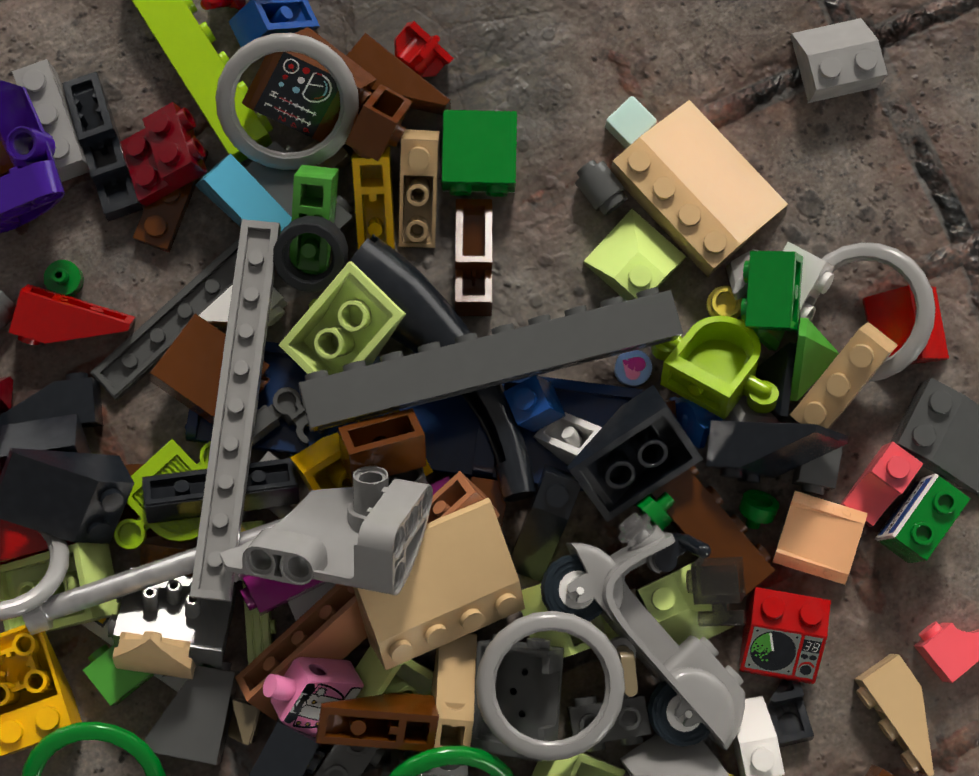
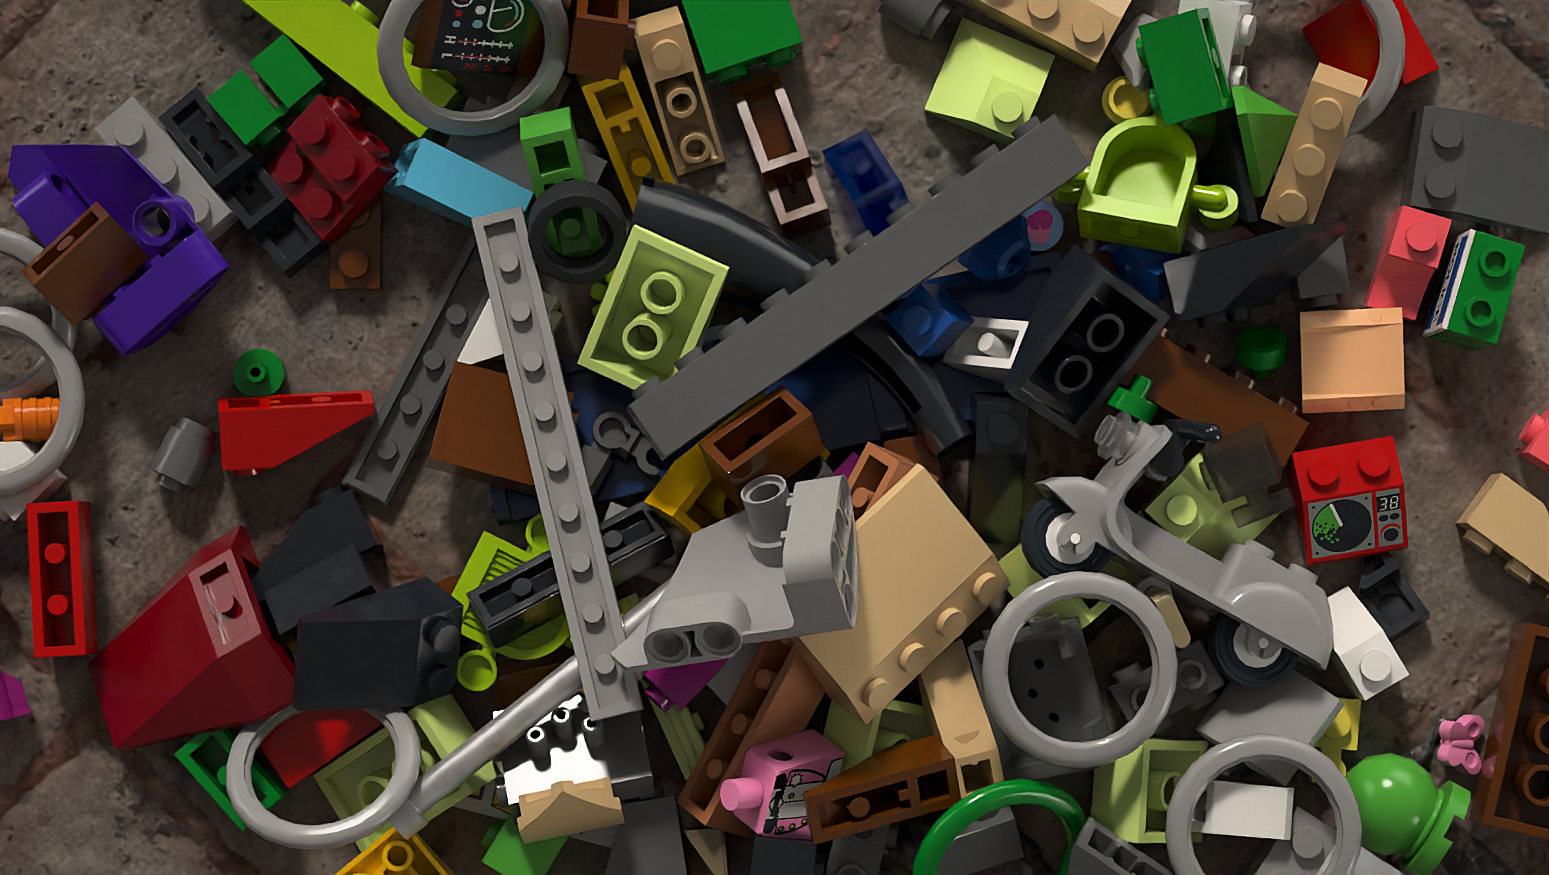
camera: 15 degrees left, 5 degrees up
(124, 98) = (250, 111): none -> green piece
(525, 292) = (866, 180): none -> clear blue slope
(600, 375) = (1000, 253): none -> blue piece

